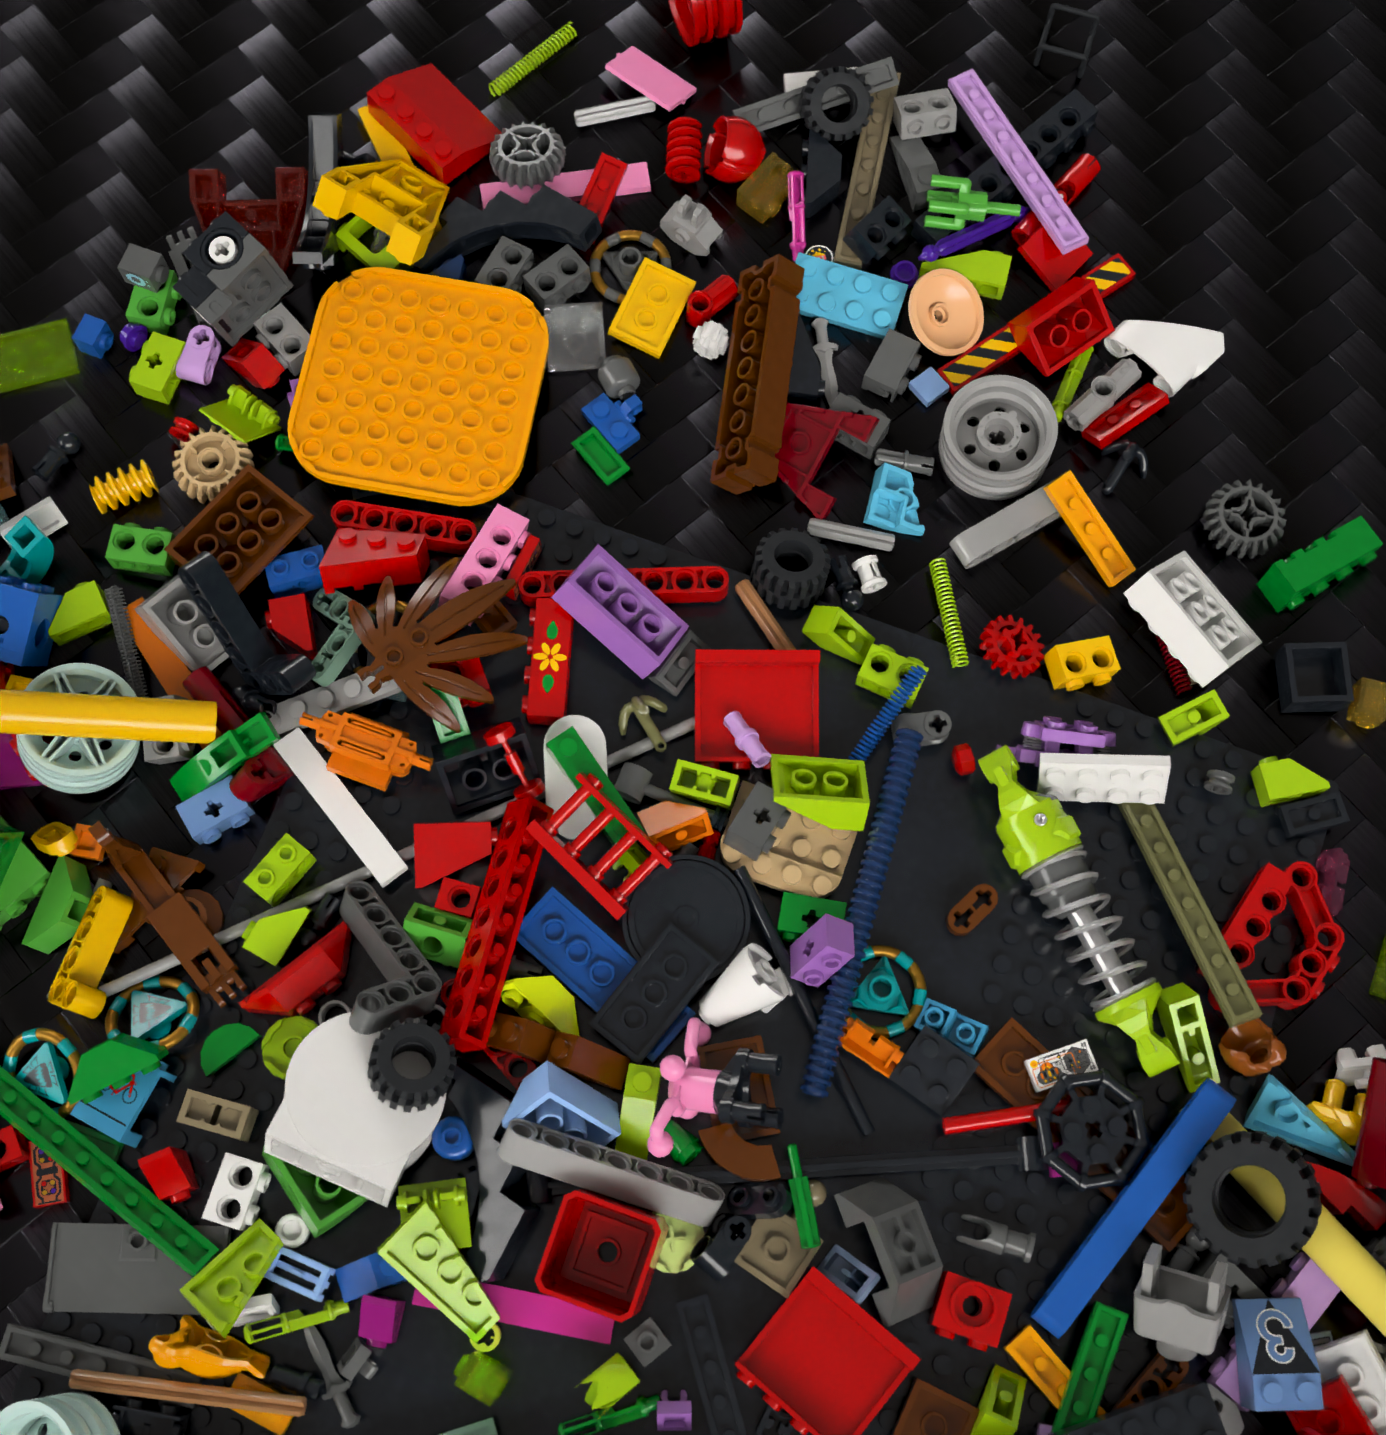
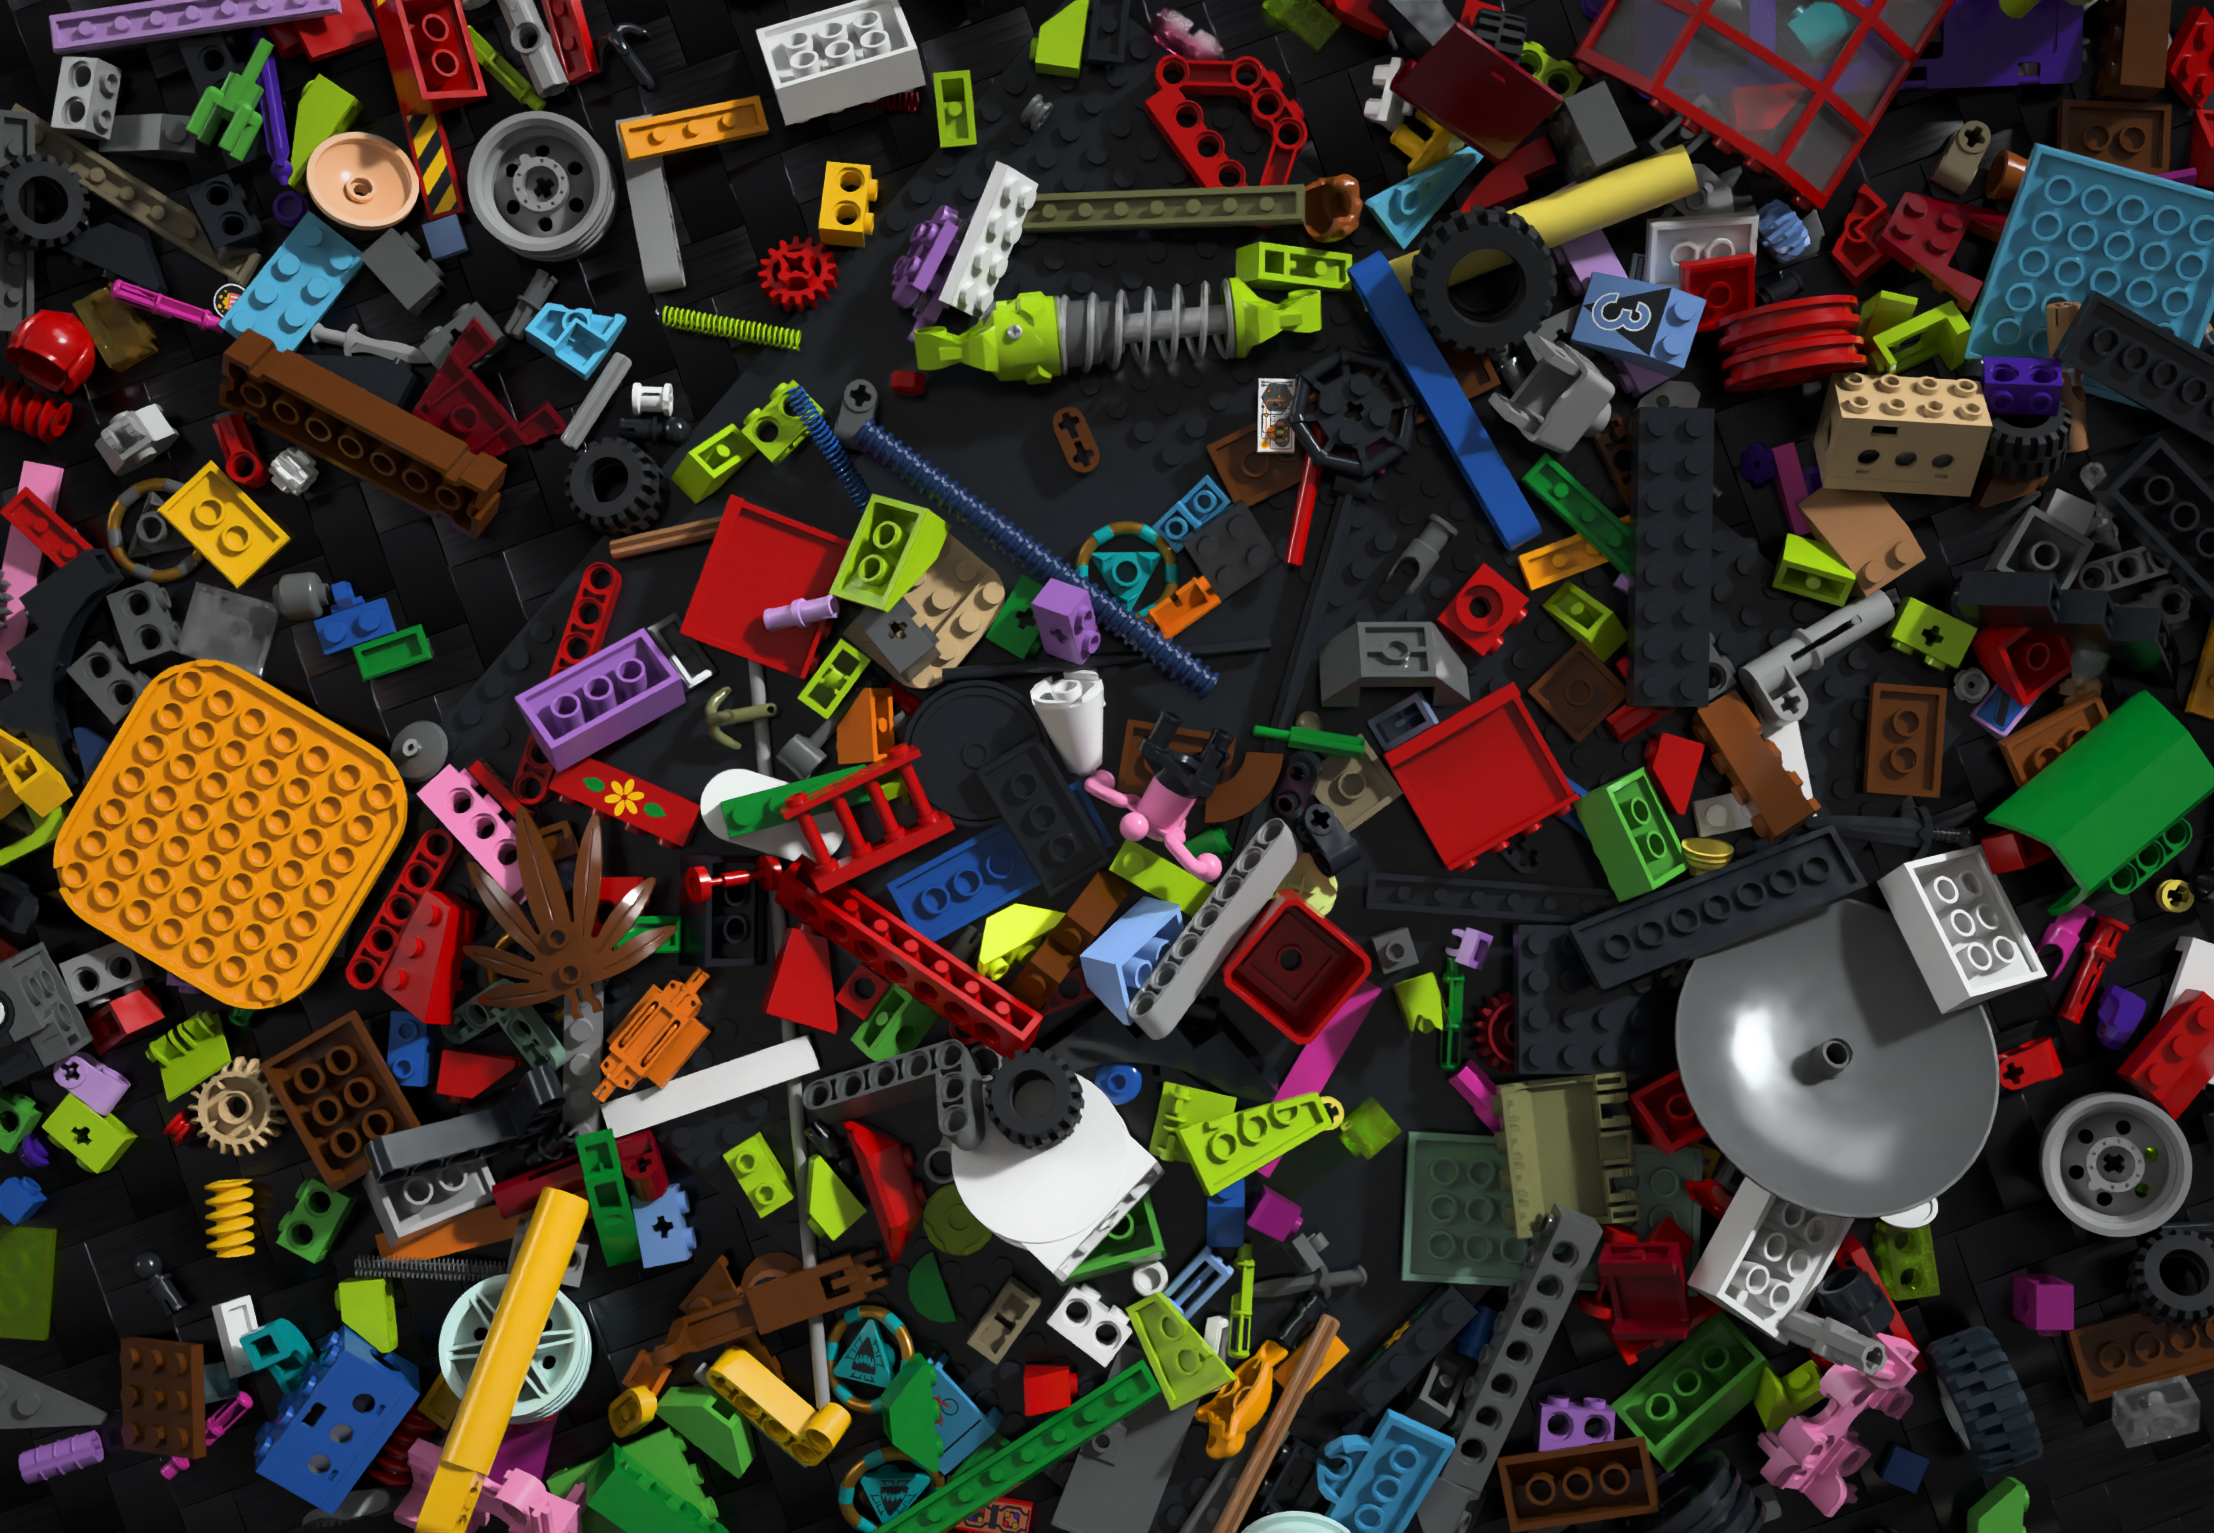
camera: 65 degrees left, 15 degrees up
(531, 499) = (419, 751): none -> dark grey piece

